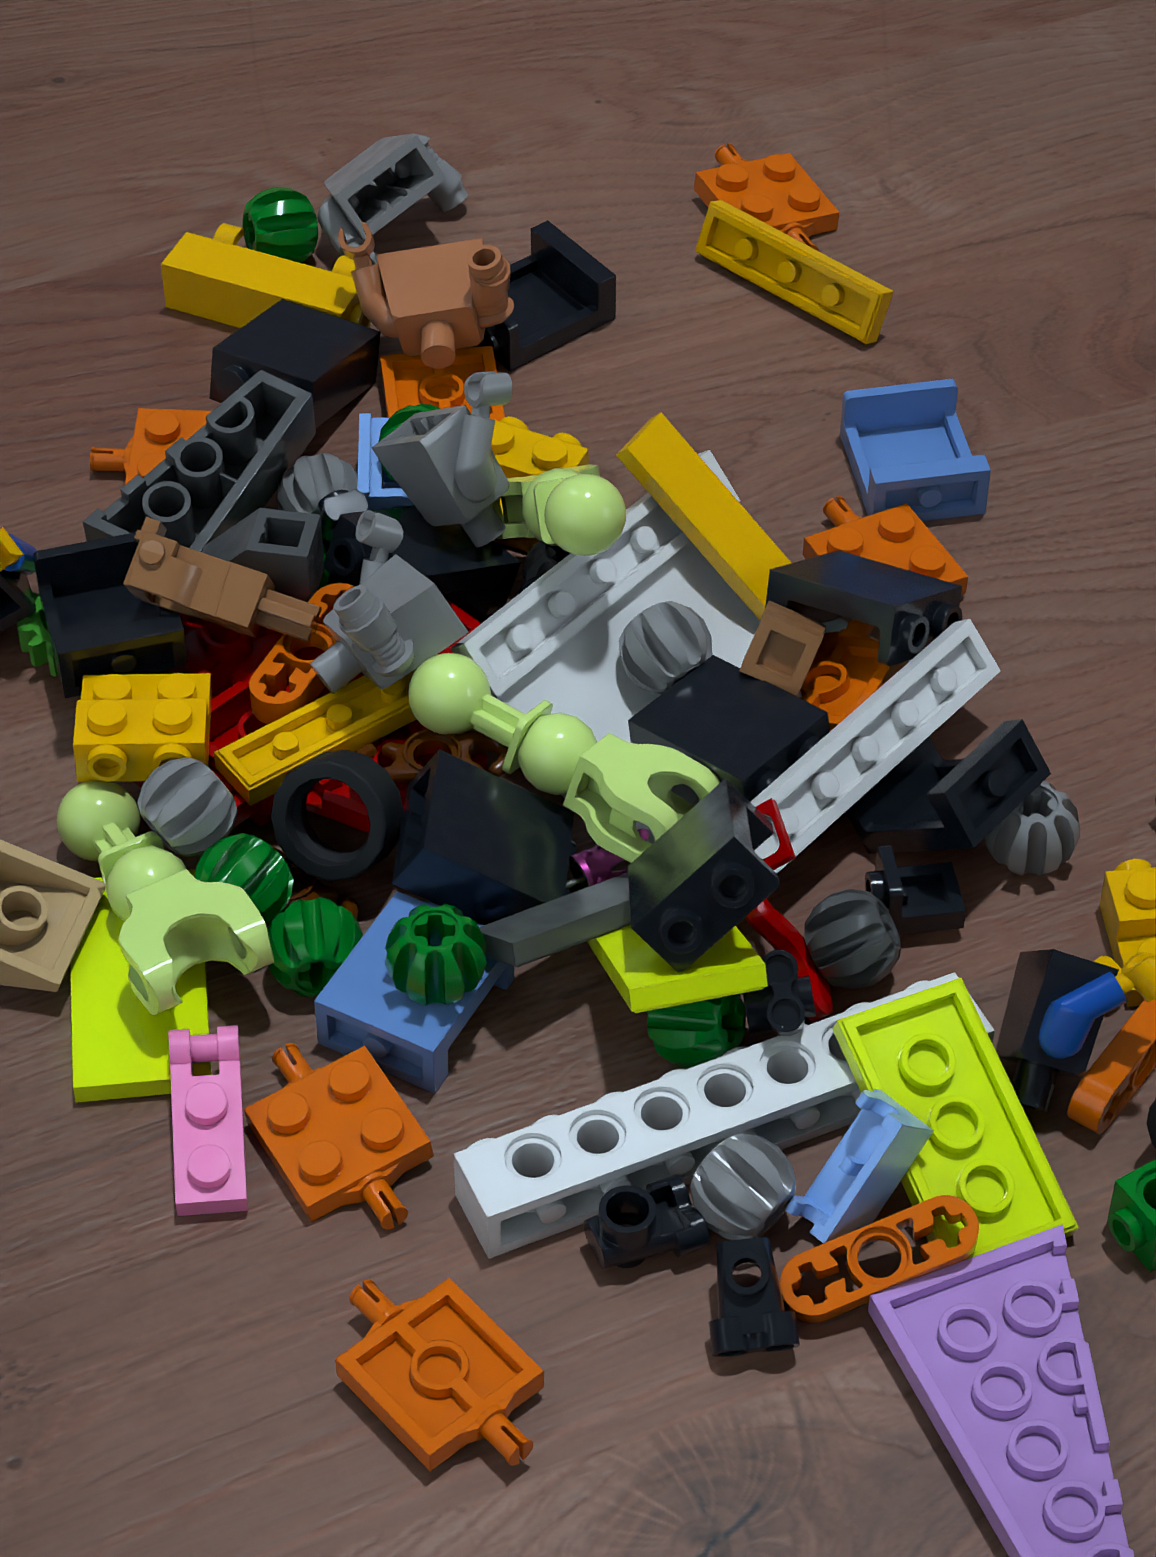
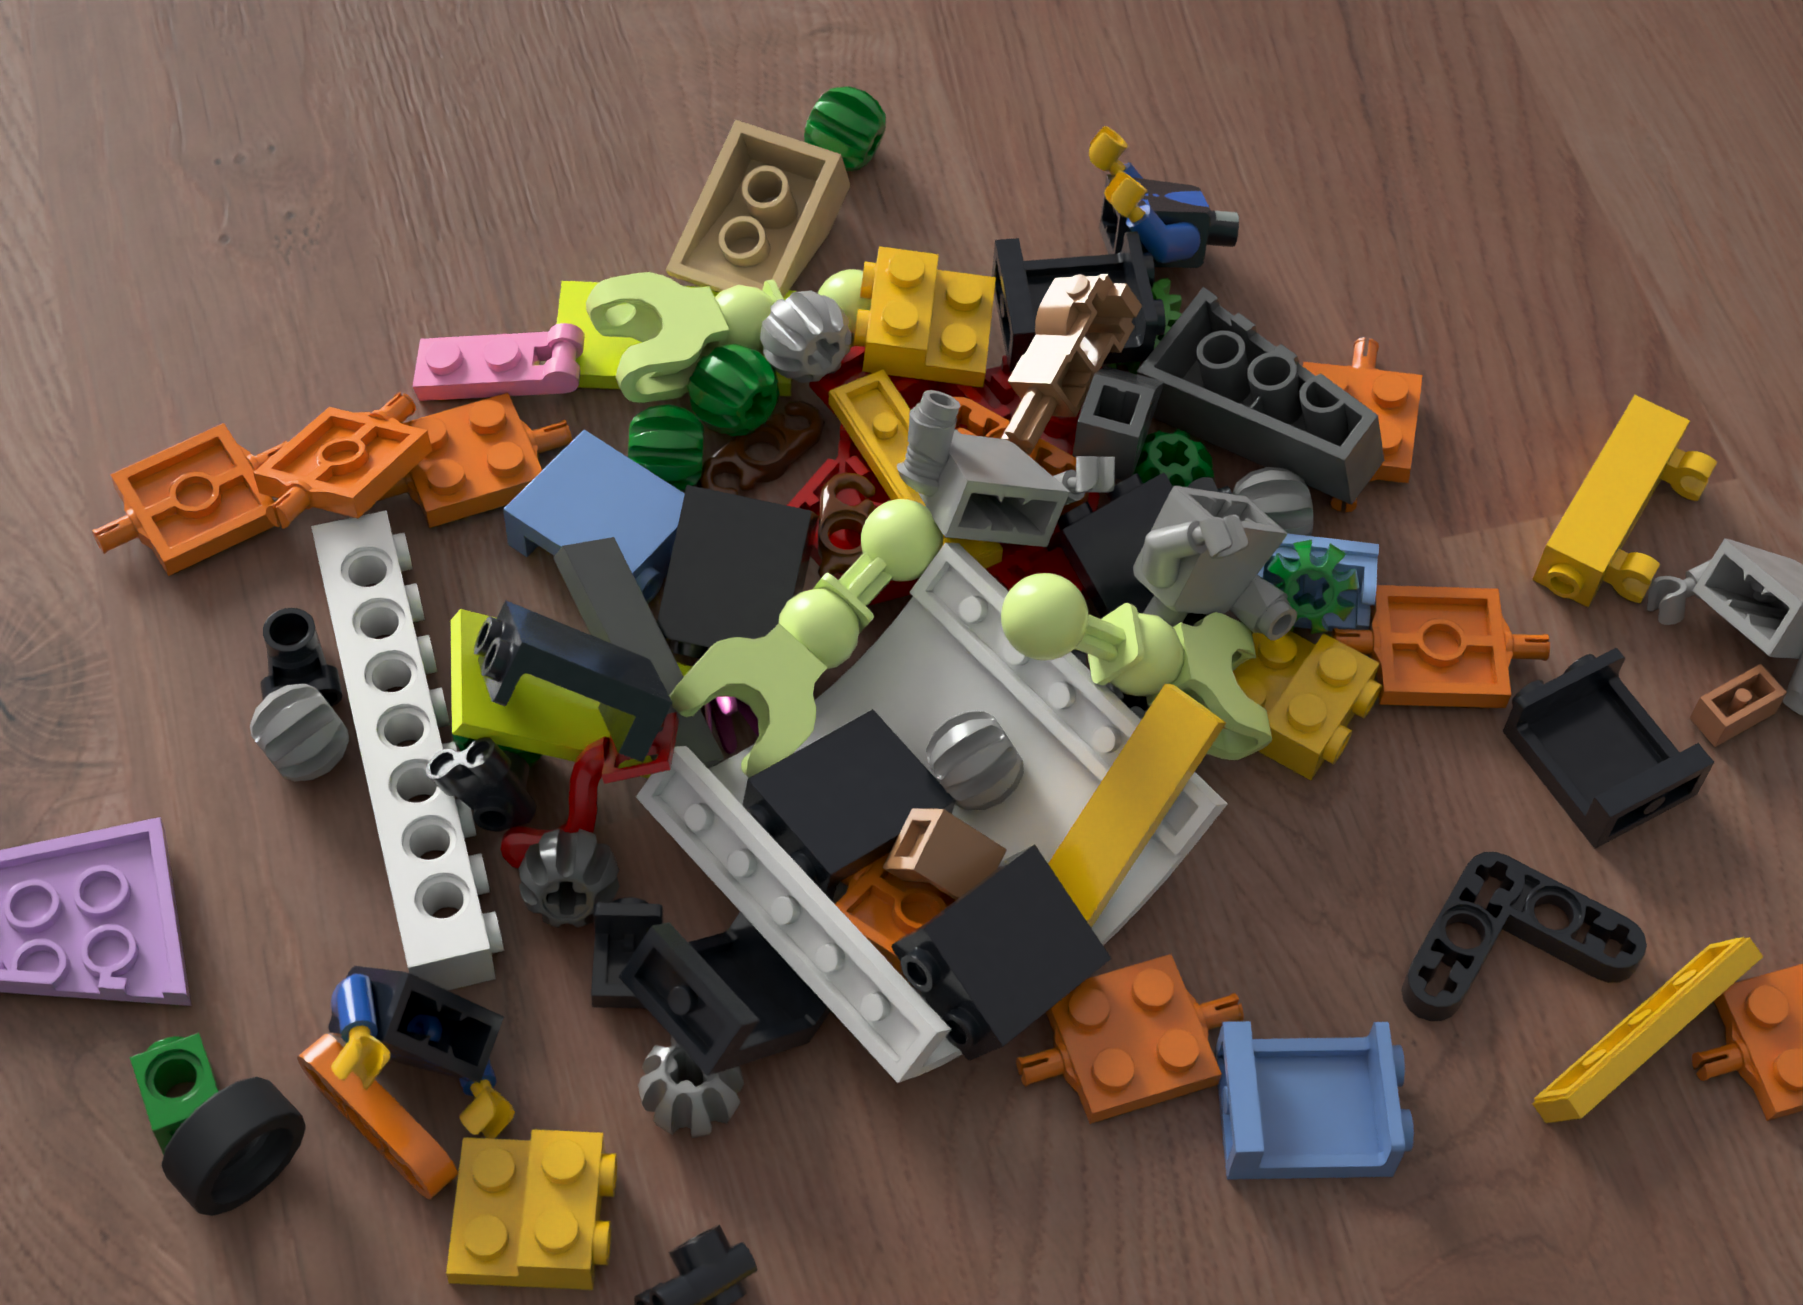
camera: 95 degrees right, 10 degrees up
(281, 224) = (1719, 510): green piece -> none
(300, 840) = (790, 455): black tyre -> none
(304, 348) = (1471, 502): black brick -> none
(390, 1209) = (343, 461): none -> orange plate
(432, 294) = (1551, 609): nougat torso -> none
(435, 954) = (582, 498): green piece -> none
(464, 219) = (1738, 705): none -> nougat piece
(680, 358) = (1513, 911): none -> black beam
(750, 1316) = (189, 724): black plate -> none
(822, 1261) = (211, 851): orange beam -> none
(862, 1168) = (281, 824): light blue hinge -> none
(945, 1071) = (313, 916): neon yellow tile -> none

